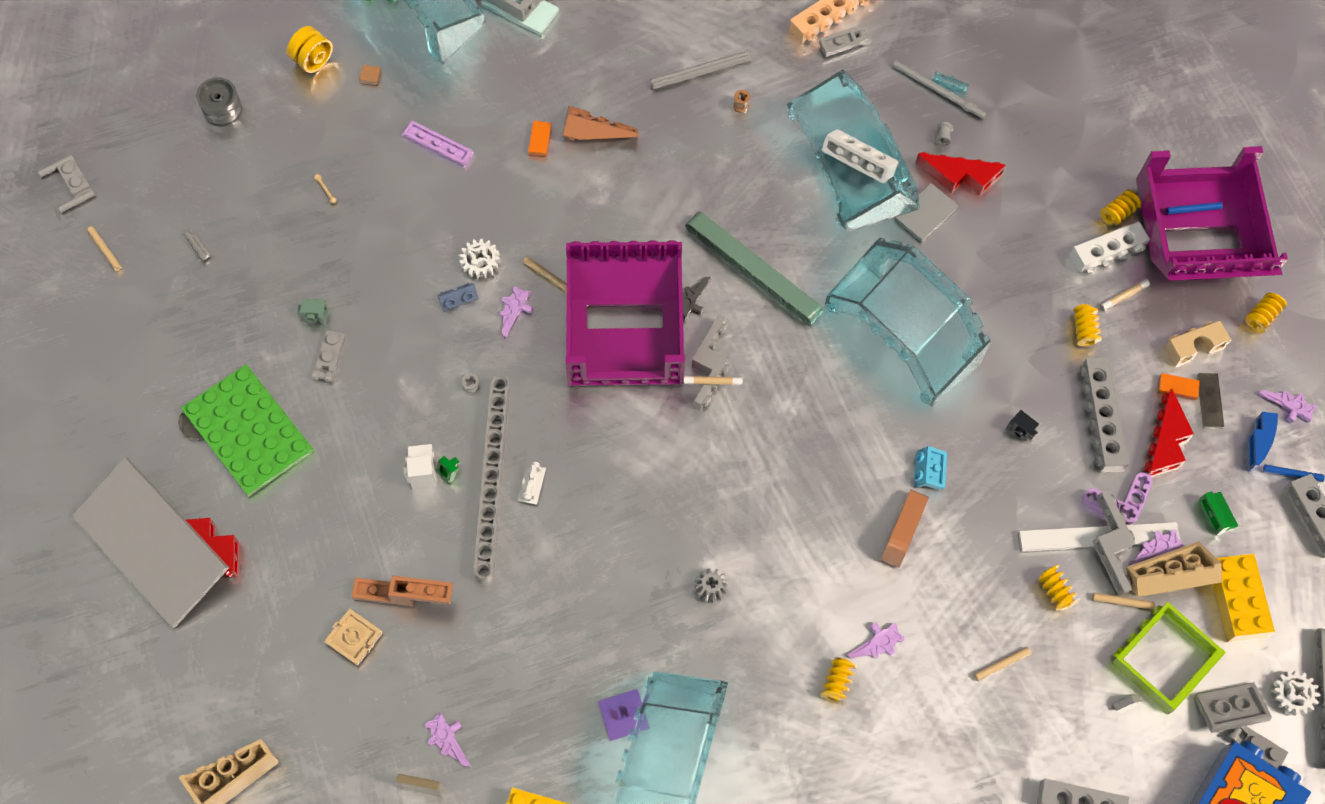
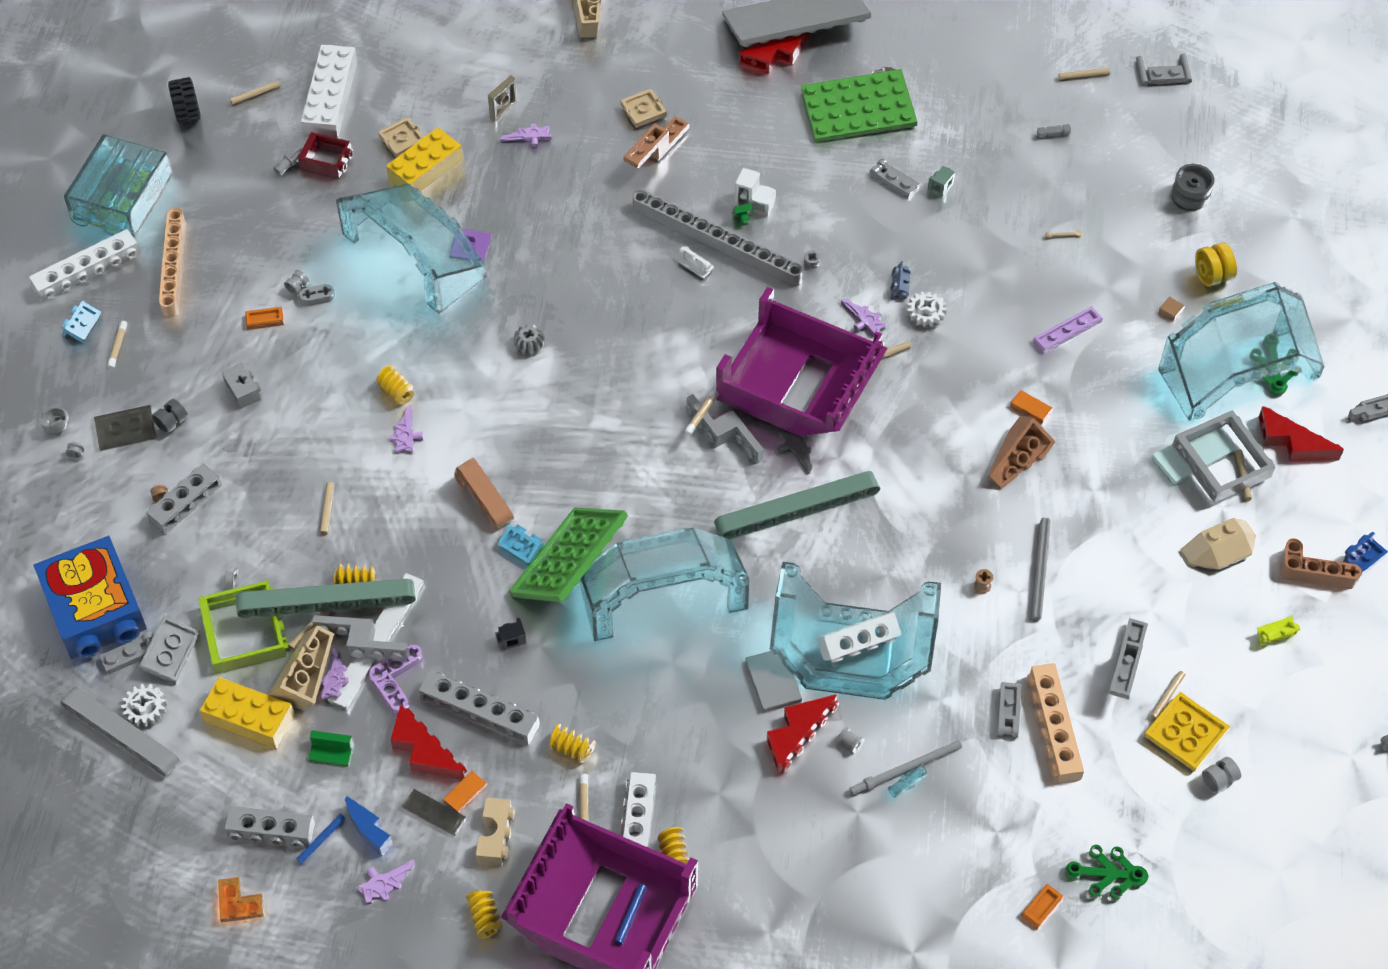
camera: 120 degrees right, 10 degrees down
(928, 410) = (568, 554): none -> bright green plate
(1104, 593) = (325, 598): none -> sand green beam

